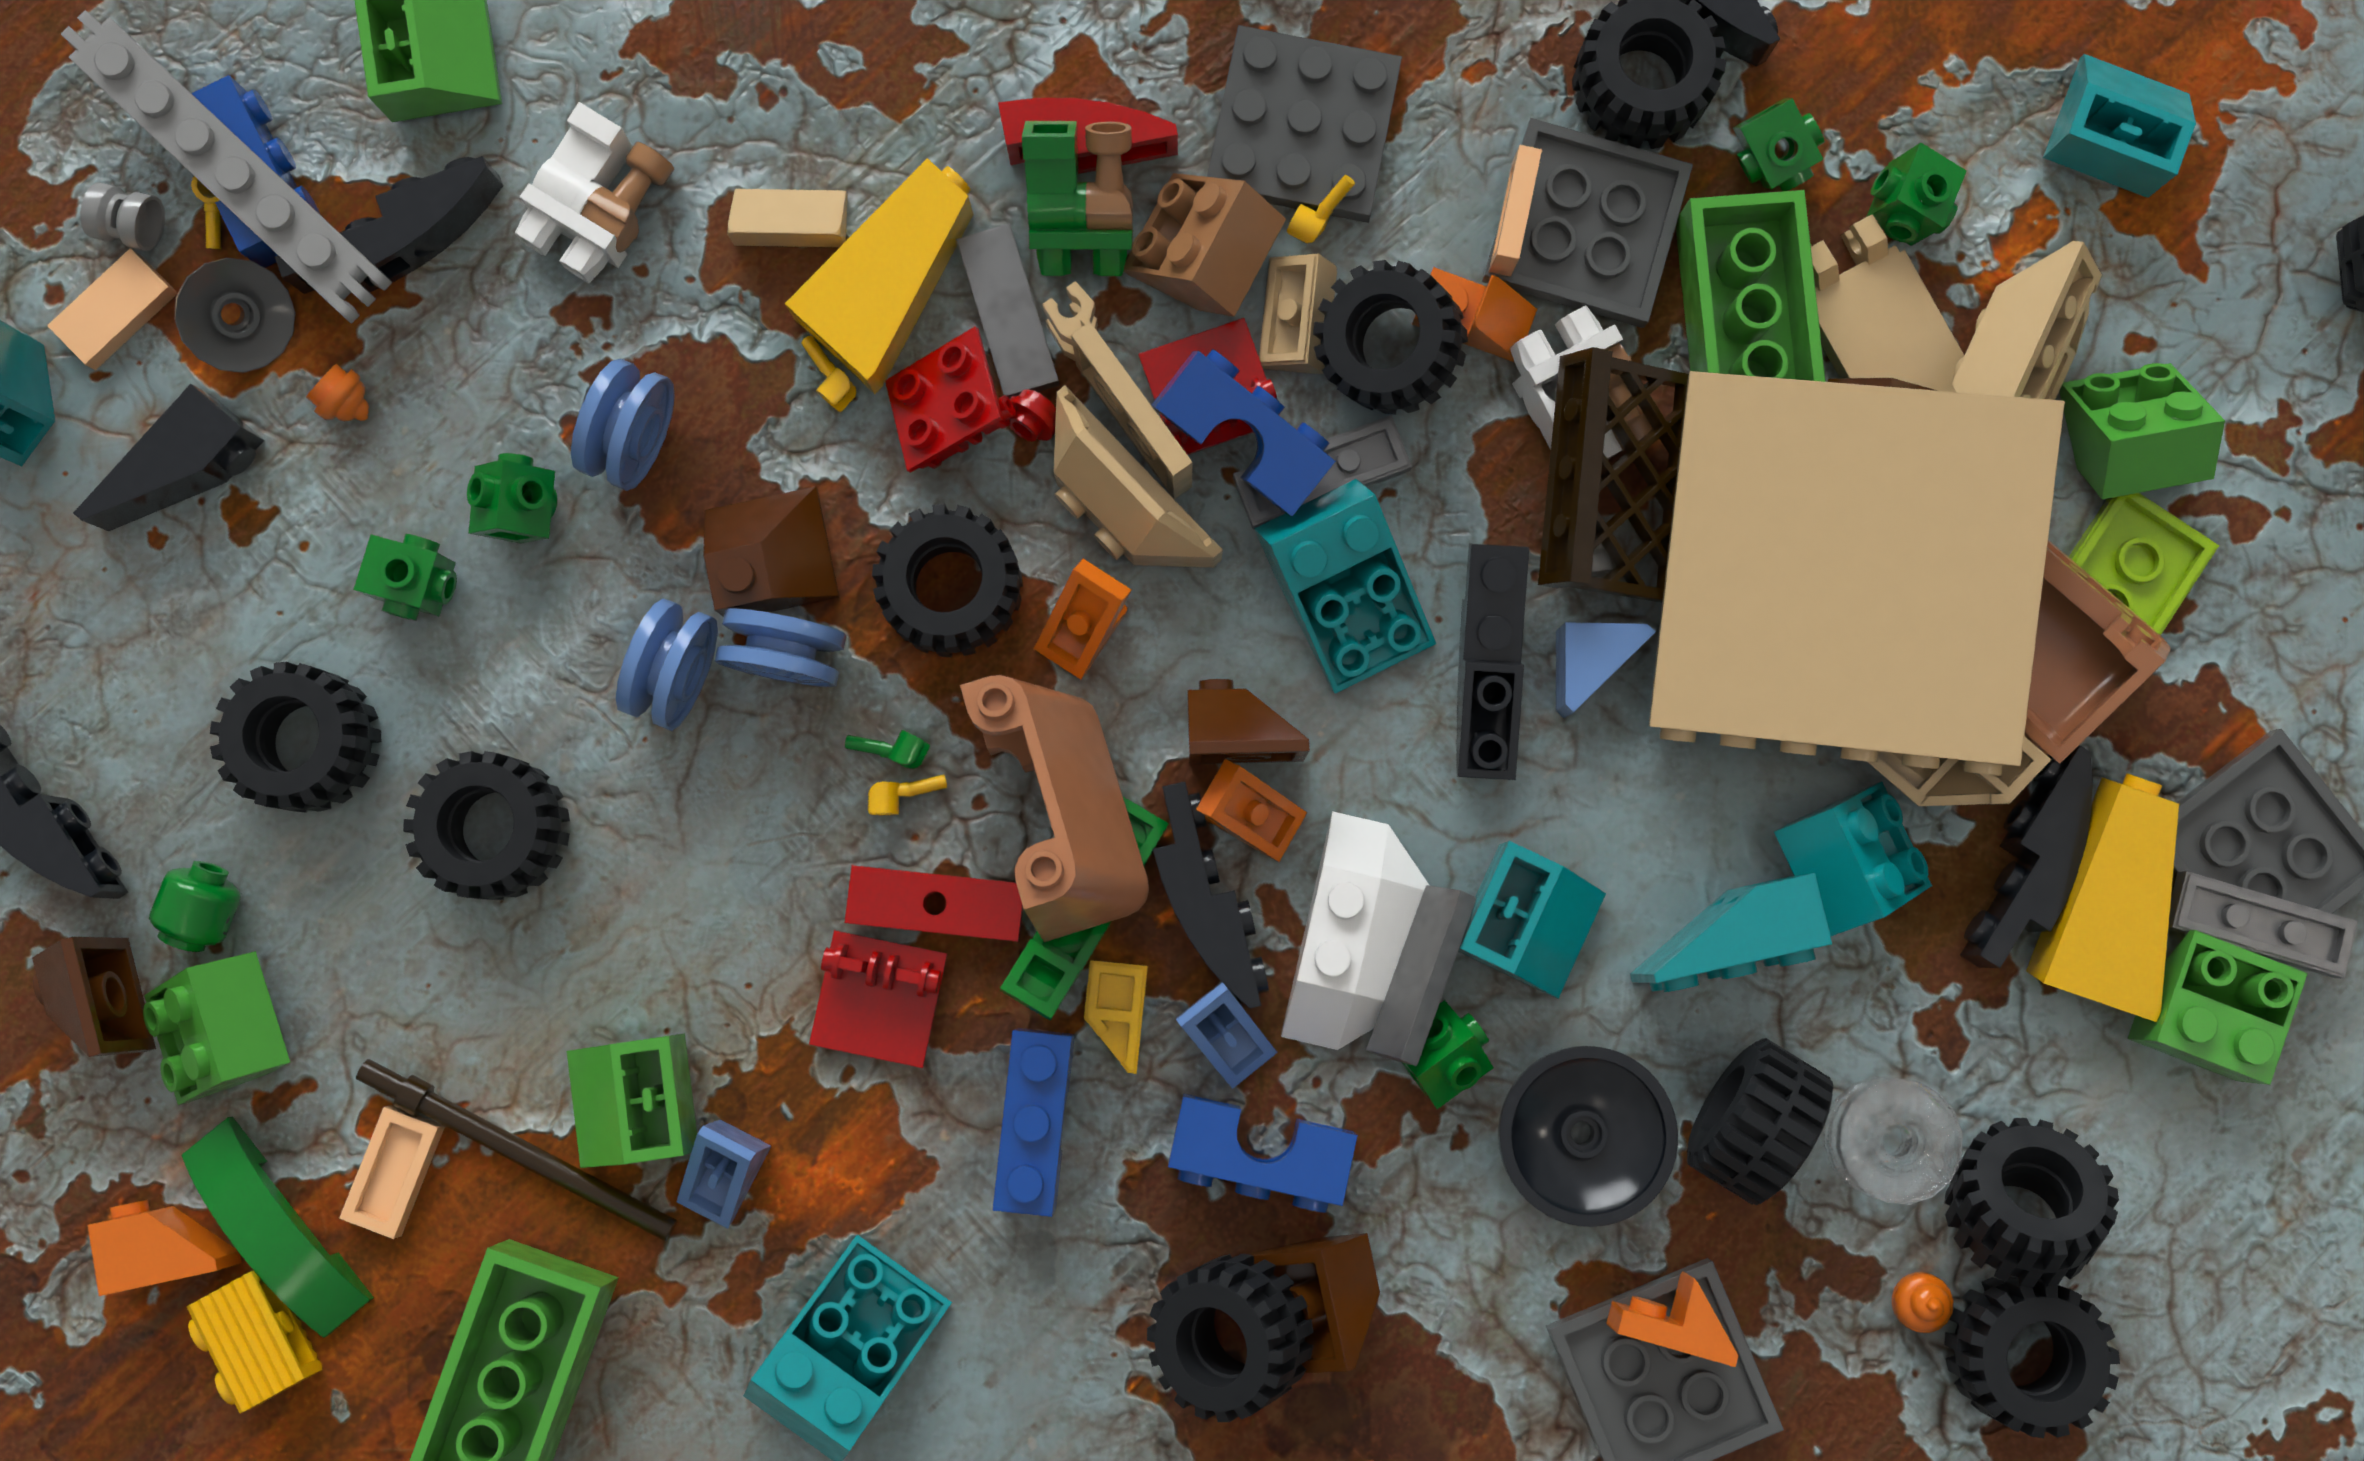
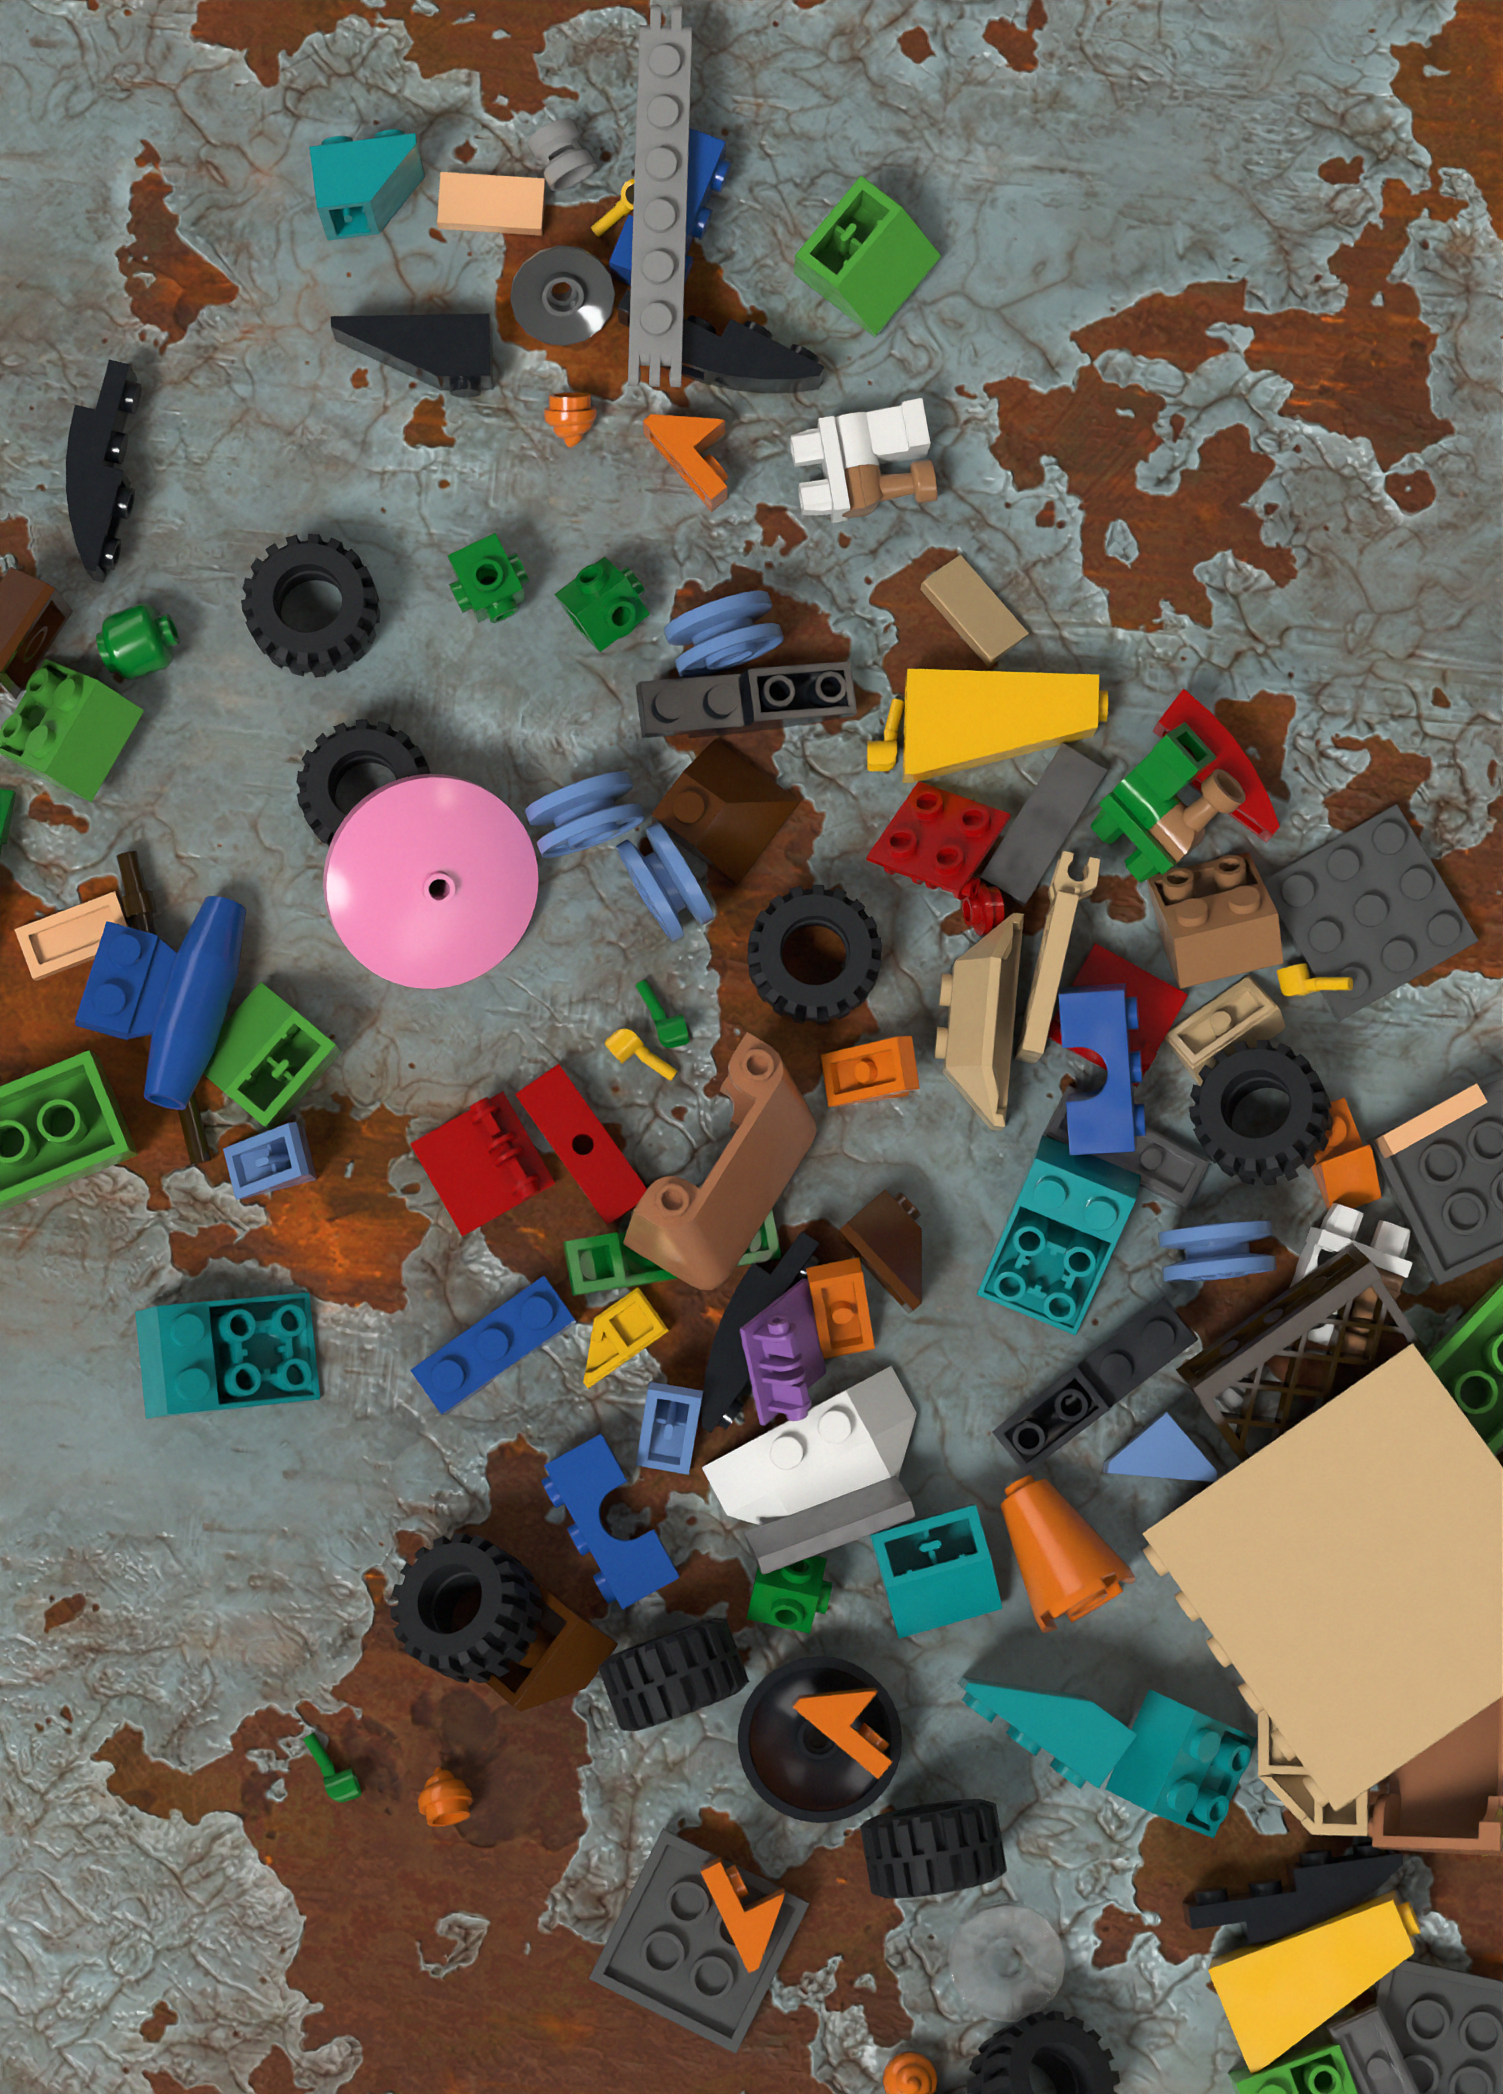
camera: 45 degrees right, 0 degrees up
(443, 325) = (681, 443): none -> orange slope
(515, 1134) = (177, 997): none -> blue plate
(552, 849) = (393, 852): none -> bright pink dish
(697, 458) = (746, 701): none -> black slope
(1251, 890) = (784, 1355): none -> medium lavender hinge
(1434, 1212) = (673, 1674): none -> black tyre
(1471, 469) = (1217, 1251): none -> medium blue wheel
(1583, 1108) = (834, 1715): none -> orange slope
(1602, 808) = (1059, 1554): none -> orange cone

